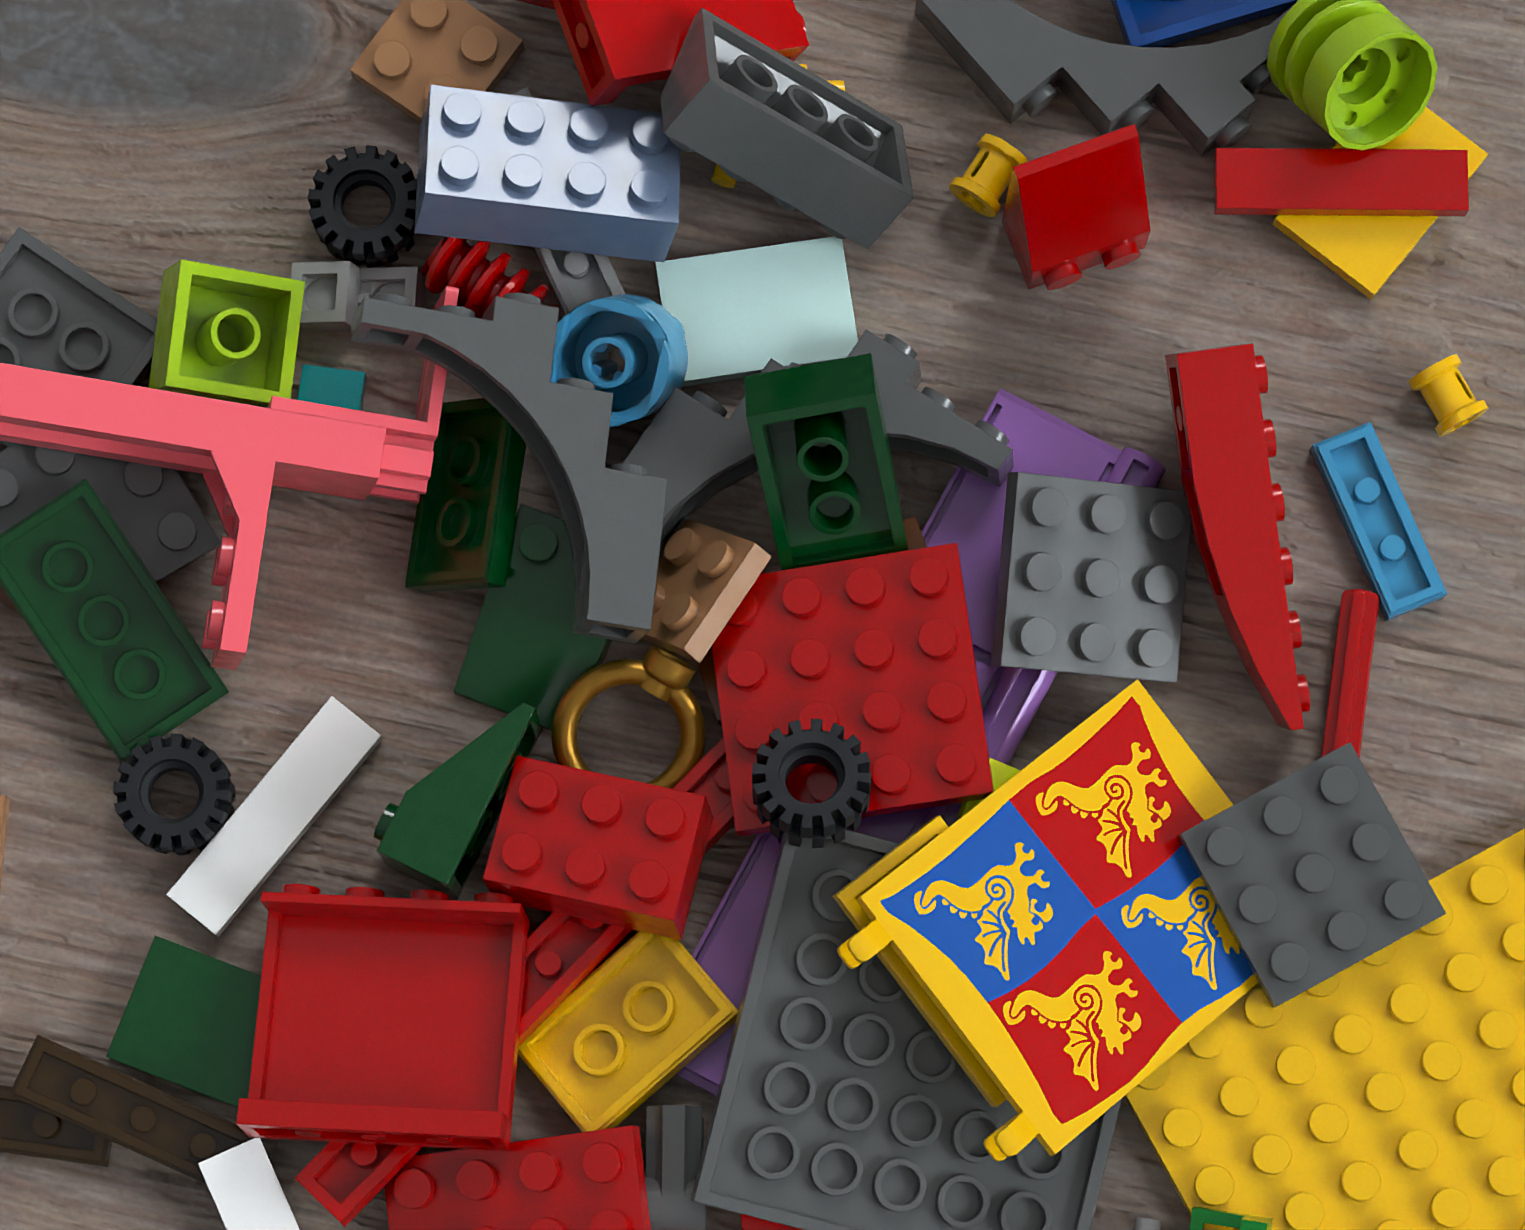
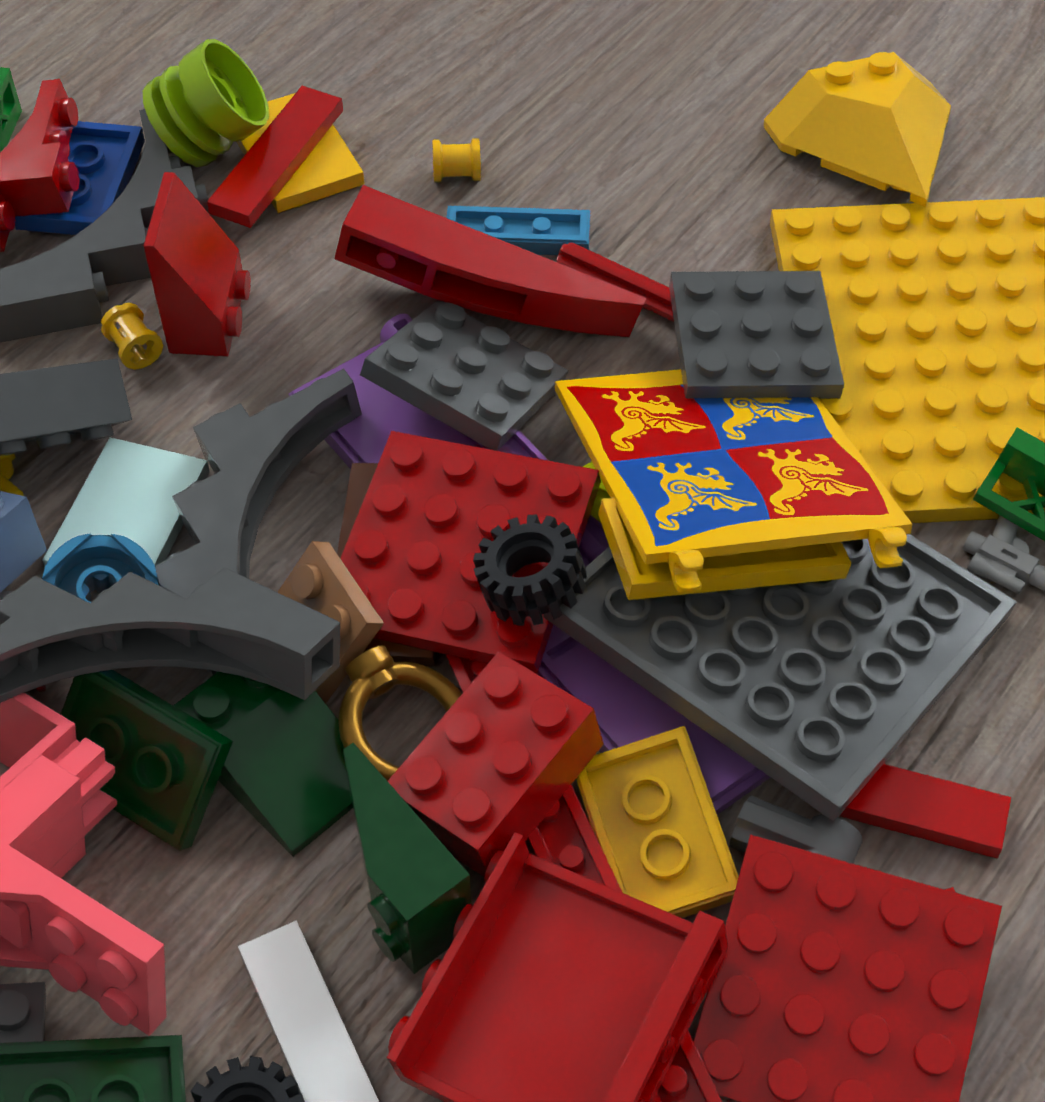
camera: 65 degrees left, 25 degrees down
(825, 462) = (275, 474): dark green slope -> none

